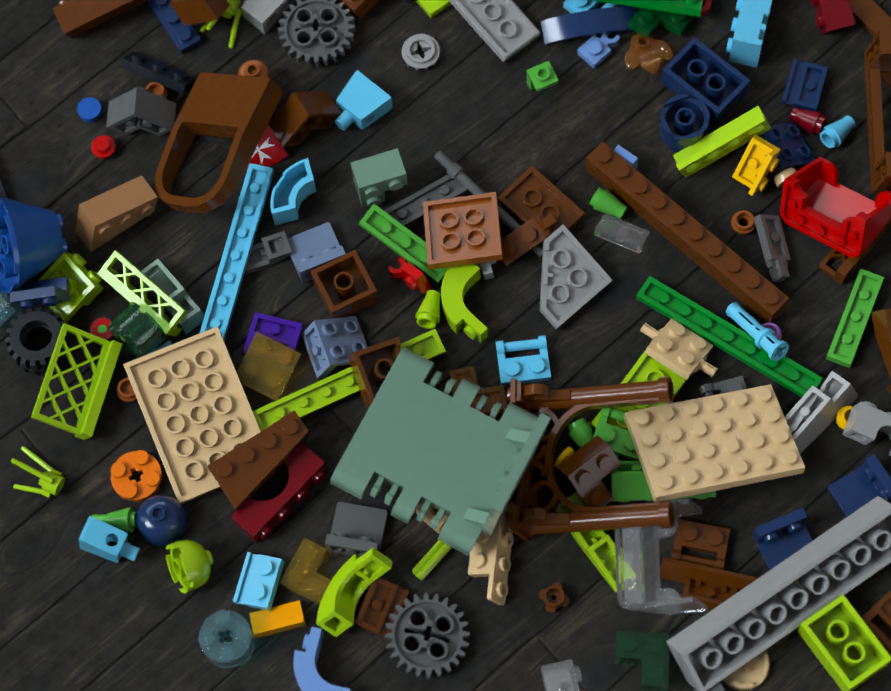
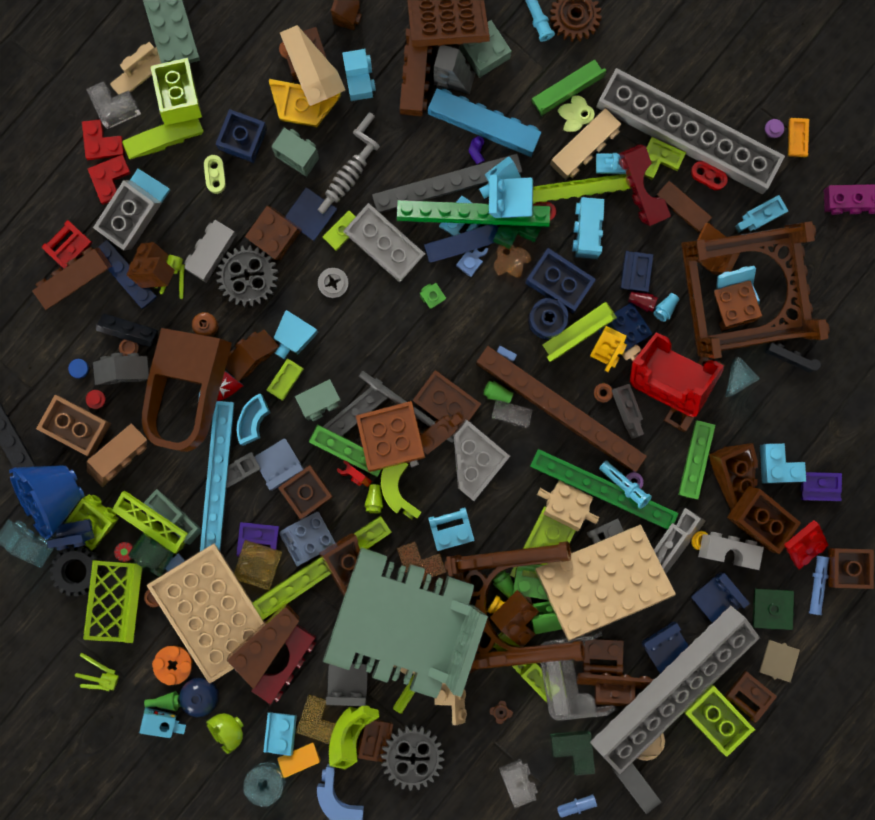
camera: 20 degrees left, 15 degrees up
(69, 168) = (73, 426): none -> medium nougat brick
(341, 154) = (285, 379): none -> lime plate

